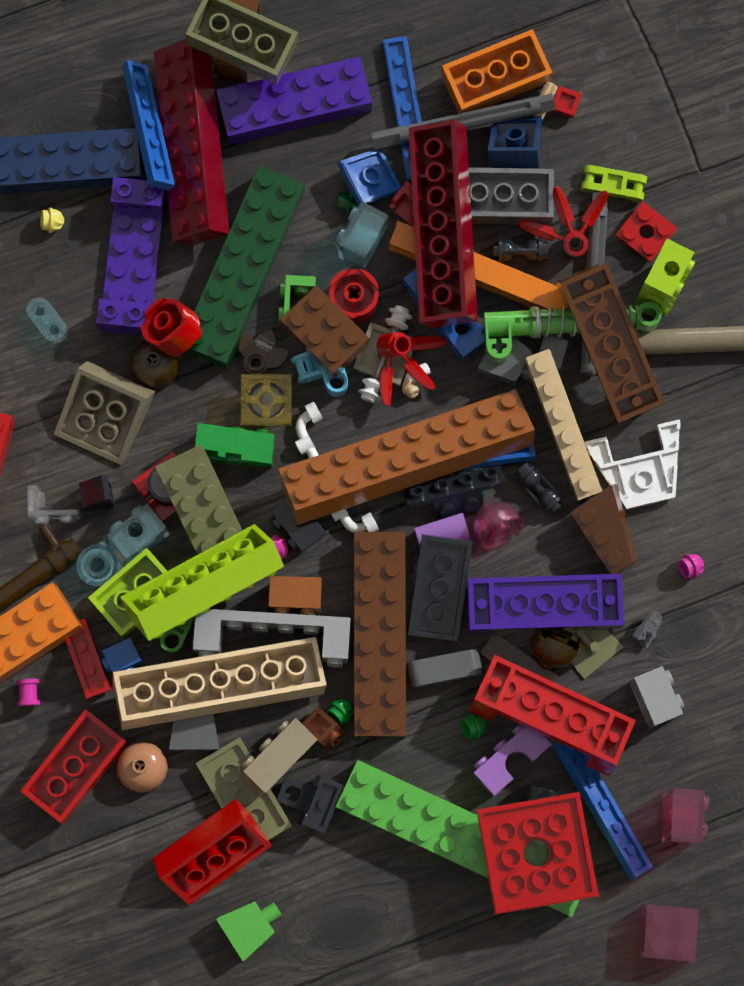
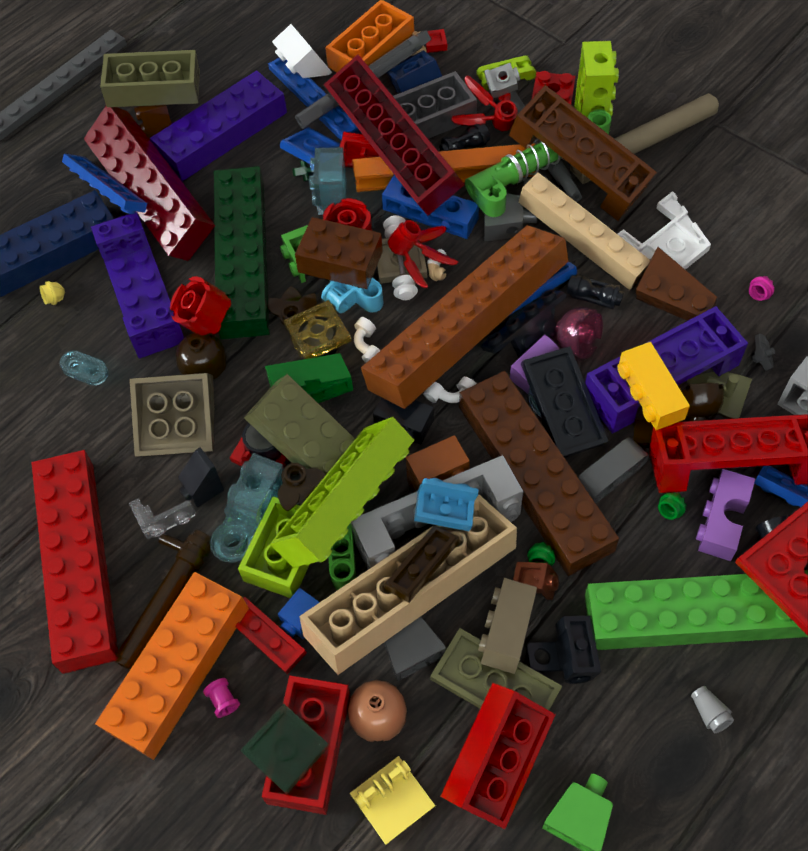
camera: 20 degrees left, 20 degrees down
(53, 766) = (285, 748): none -> clear green plate
(117, 839) = (392, 800): none -> light yellow hinge
(171, 556) = (297, 491): none -> dark brown plate
(231, 677) = (421, 563): none -> dark brown tile
(276, 639) = (445, 504): none -> dark azure bracket
(395, 904) = (712, 710): none -> light grey cone
(416, 54) = (299, 54): none -> white slope
(509, 624) = (653, 386): none -> yellow brick
(600, 203) = (500, 87): none -> light grey brick

